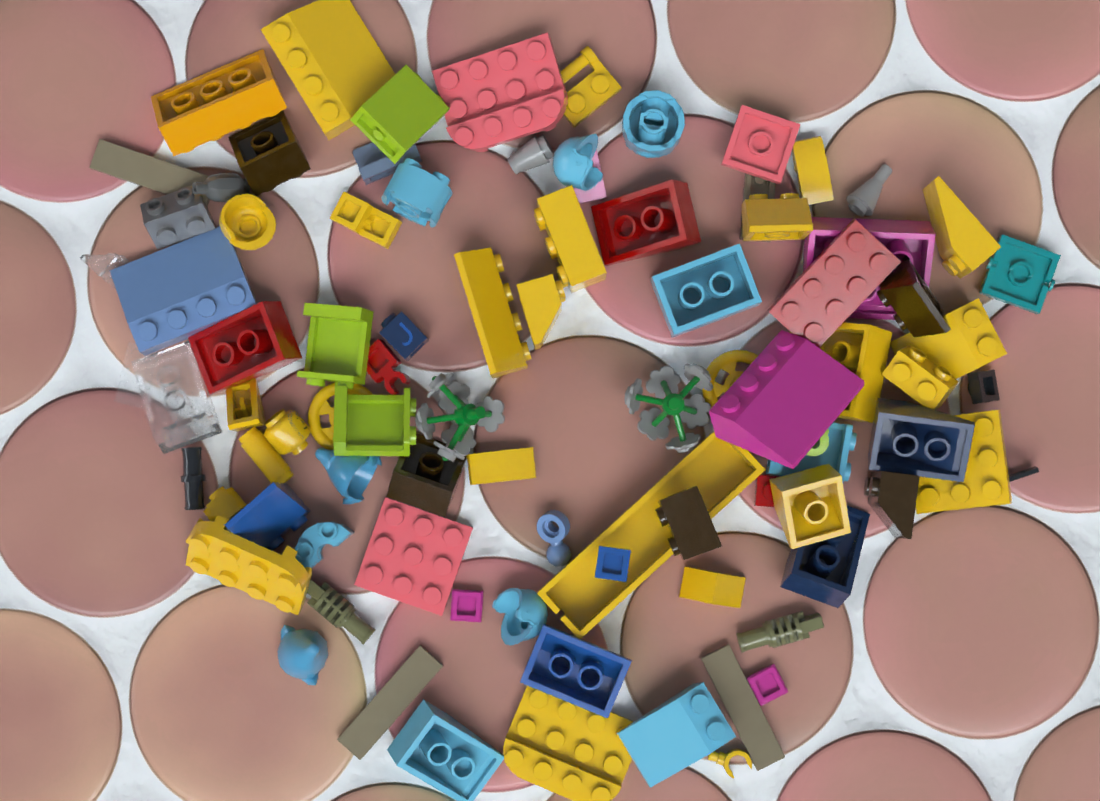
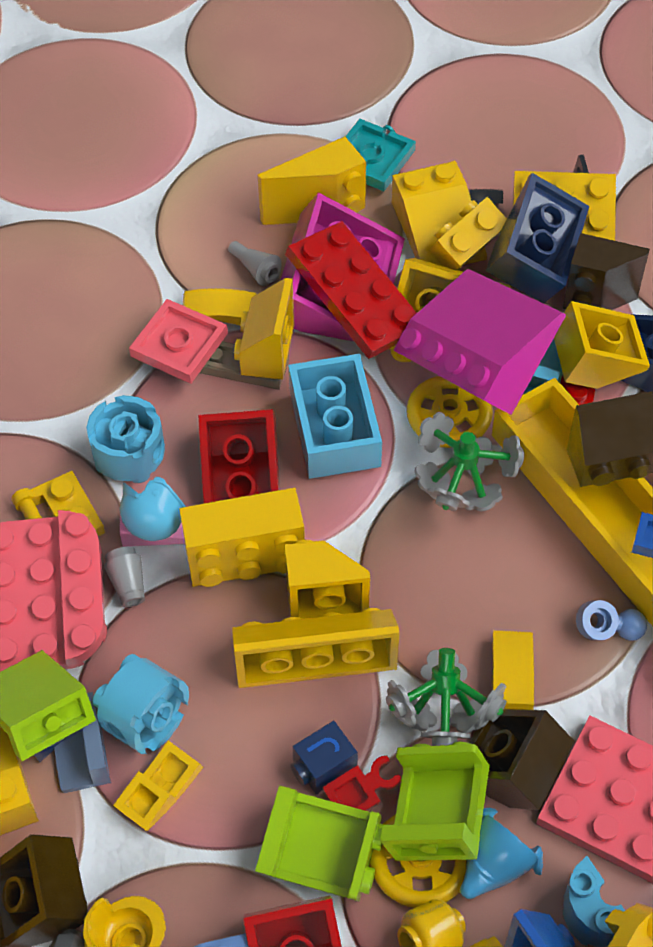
camera: 85 degrees left, 30 degrees down
(913, 302) = (389, 219): dark brown slope -> none

